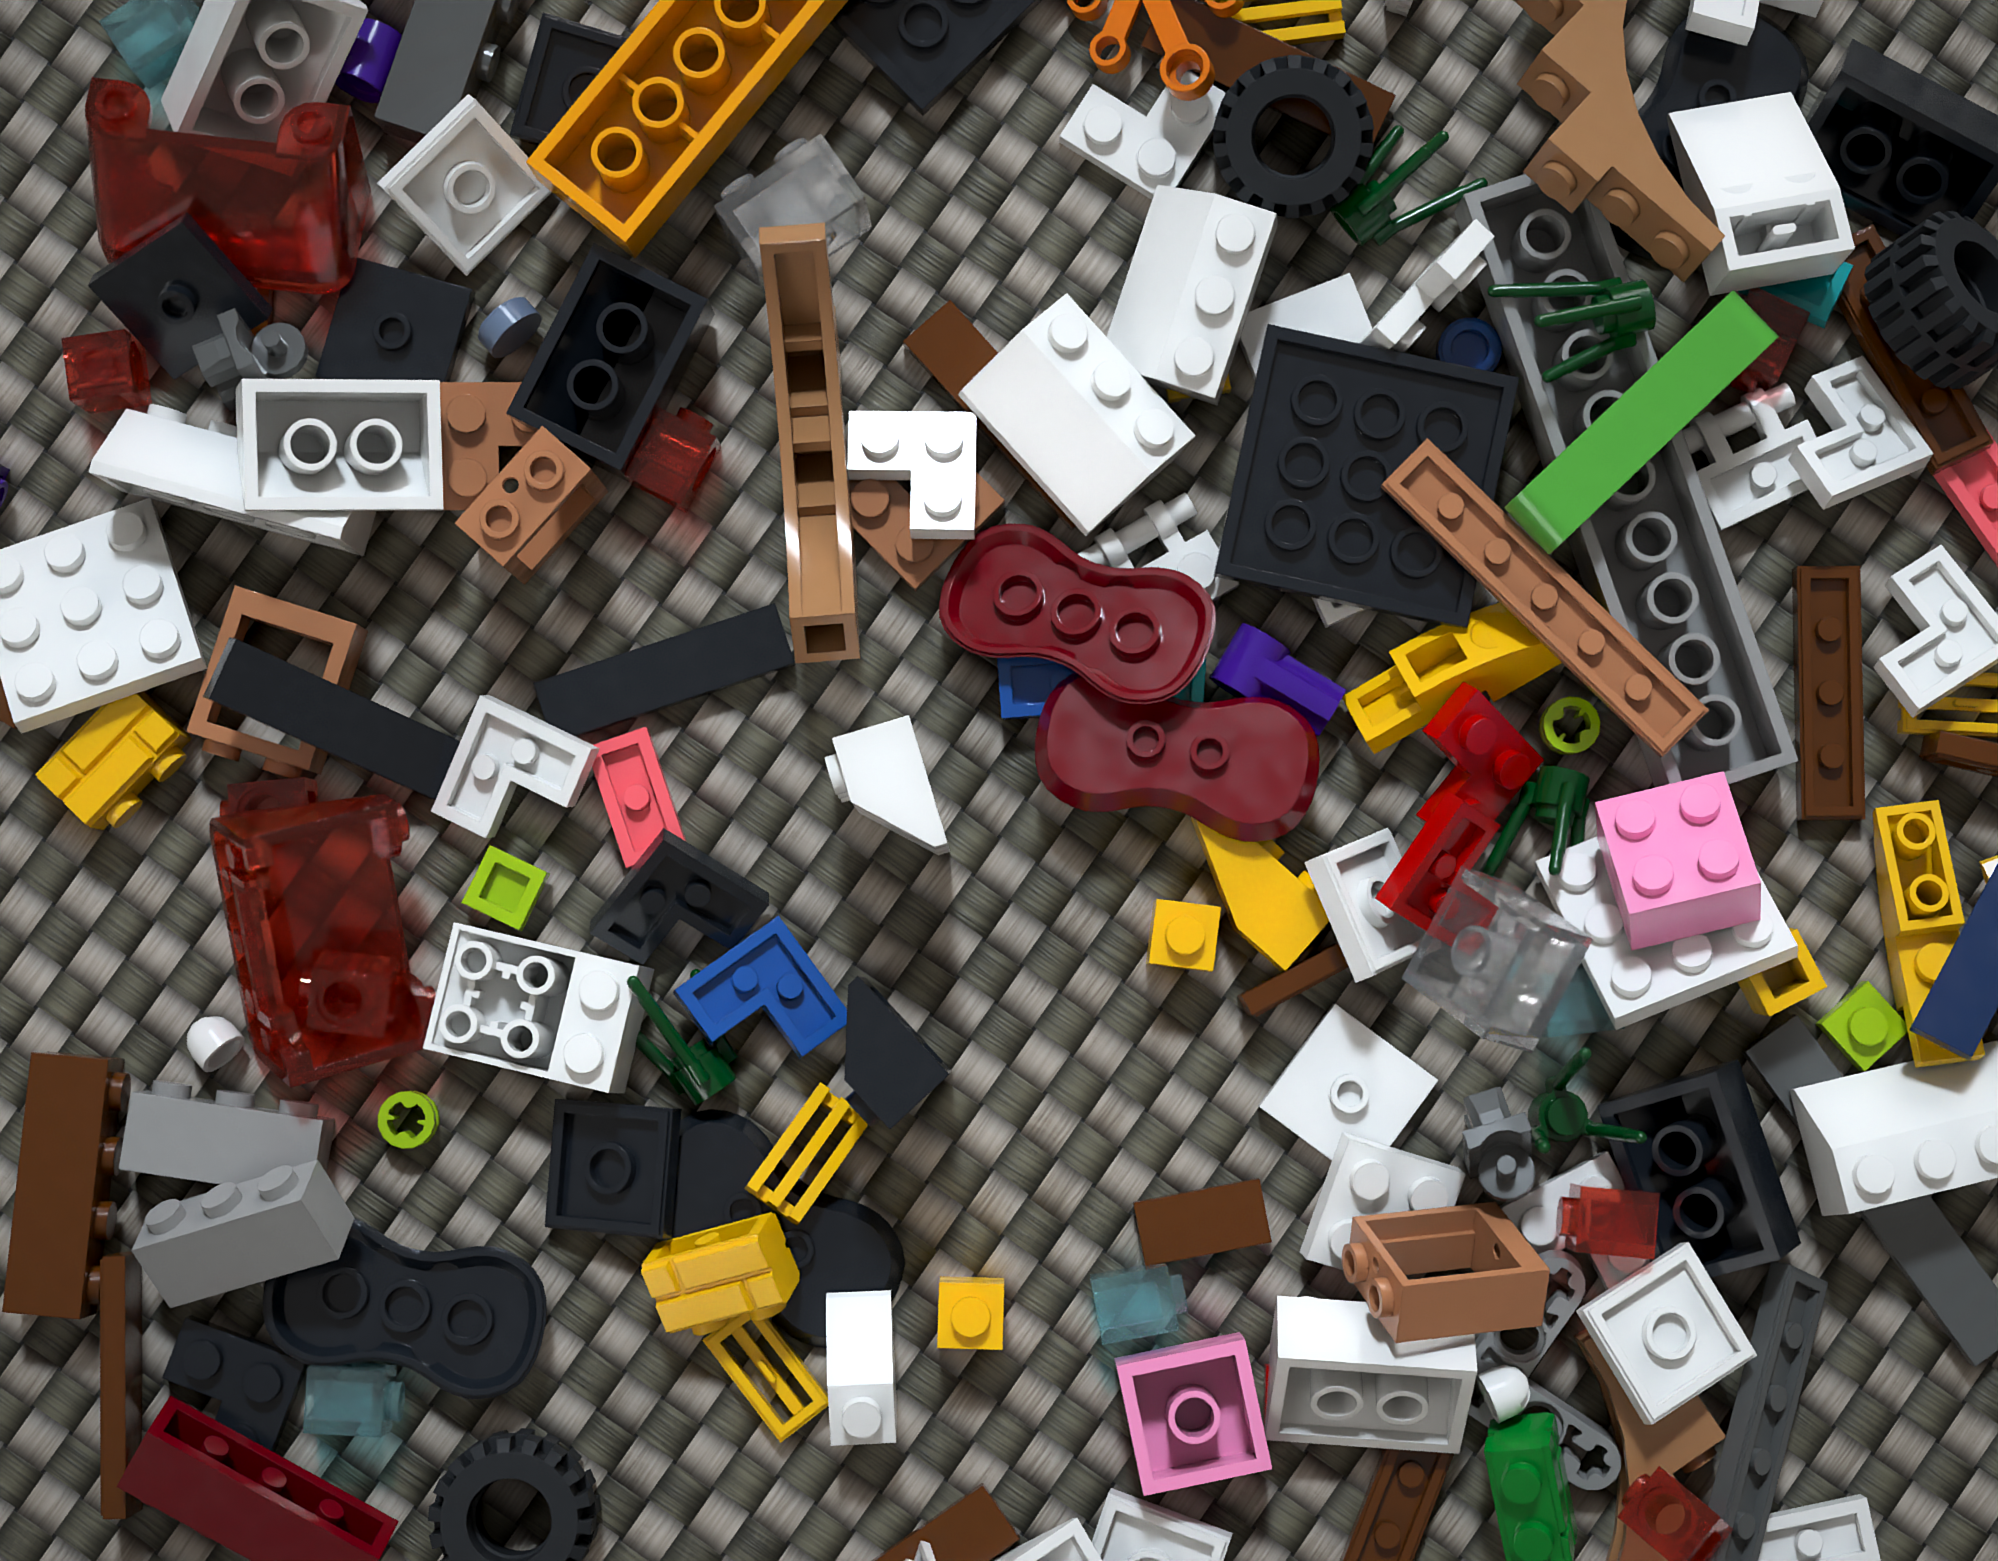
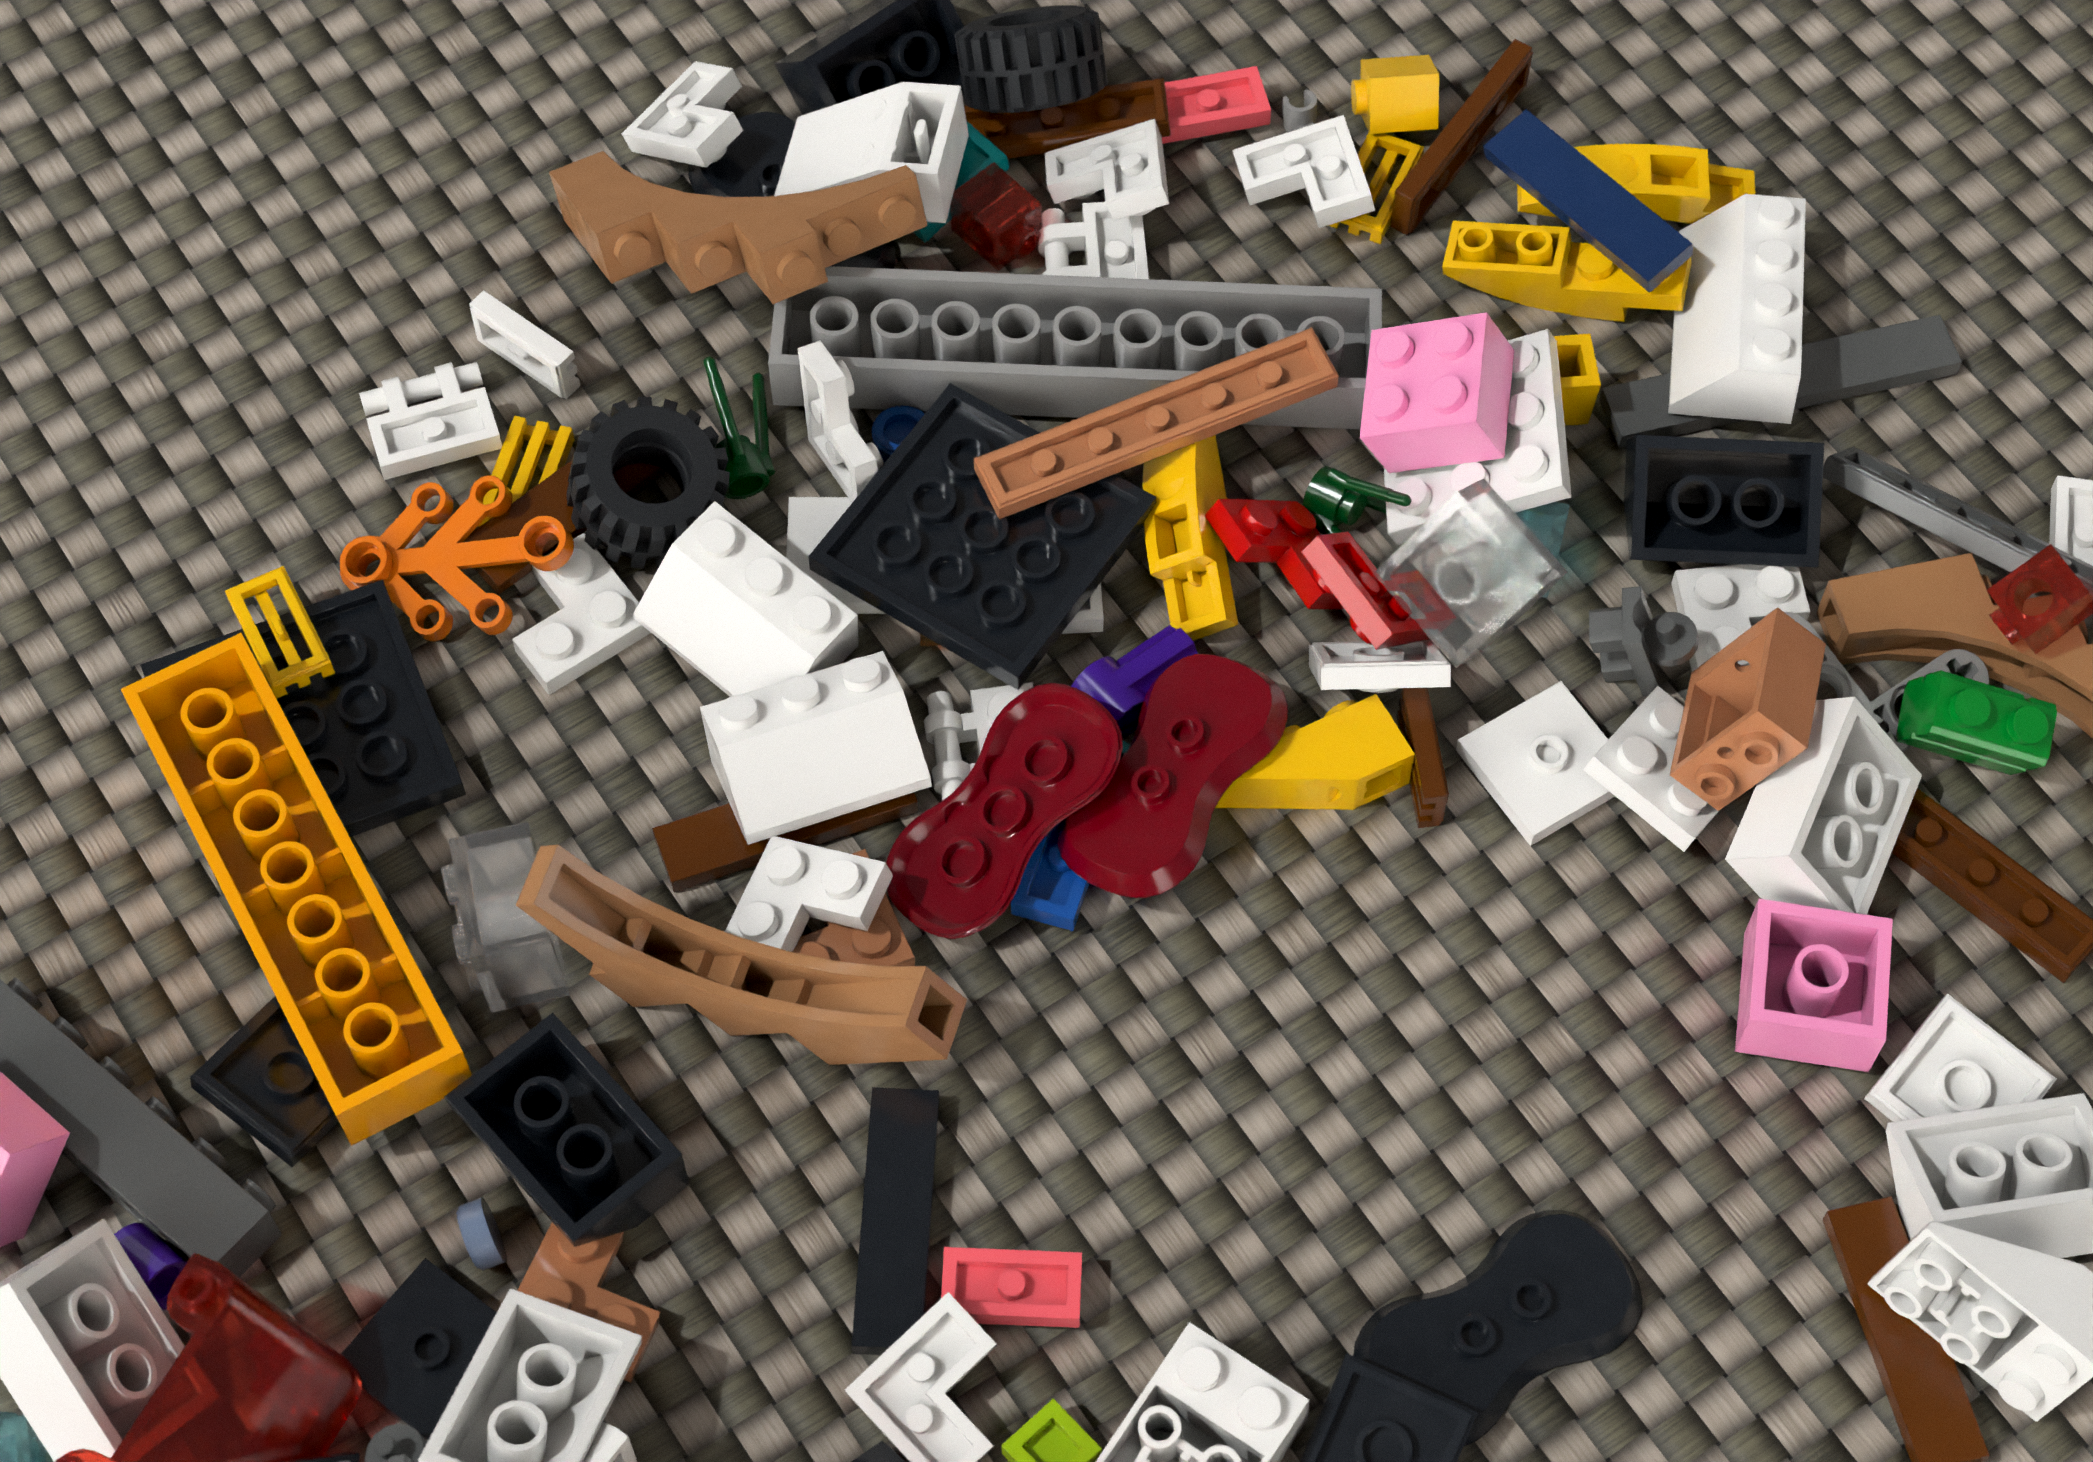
camera: 70 degrees left, 25 degrees down
(465, 185) = (321, 1214): white plate -> none
(549, 504) = (678, 1255): nougat window -> none
(674, 457) = (693, 1122): clear red brick -> none
(675, 884) = (1116, 1277): black plate -> none
(697, 1068) = (1306, 1322): dark green plant -> none
(721, 1275) = (1535, 1368): yellow brick -> none
(770, 974) = (1244, 1222): blue plate -> none
(801, 1413) = (1657, 1405): yellow tile -> none
(839, 1110) = (1406, 1214): yellow tile -> none
(861, 1368) = (1676, 1272): white slope -> none
(885, 1058) = (1367, 1113): black slope -> none
(888, 781) = (1109, 1010): white slope -> none
(970, 1313) = (1650, 1154): yellow brick -> none
(1137, 1302) = (1687, 1005): clear light blue brick -> none
(1183, 935) = (1346, 837): yellow brick -> none
(1202, 1221) = (1626, 928): reddish brown tile -> none
(1504, 1391) = (1883, 708): white hinge -> none
(1555, 712) = (1277, 455): lime bush -> none
(1563, 1115) = (1610, 589): dark green plant -> none
(1609, 1220) = (1744, 566): clear red brick -> none
(1615, 310) = (928, 279): dark green plant -> none
(1641, 422) = (1037, 293): bright green beam -> none
(1666, 1333) = (1862, 557): white plate -> none
(1828, 693) = (1269, 256): reddish brown tile -> none
(1863, 1026) = (1629, 348): lime plate -> none

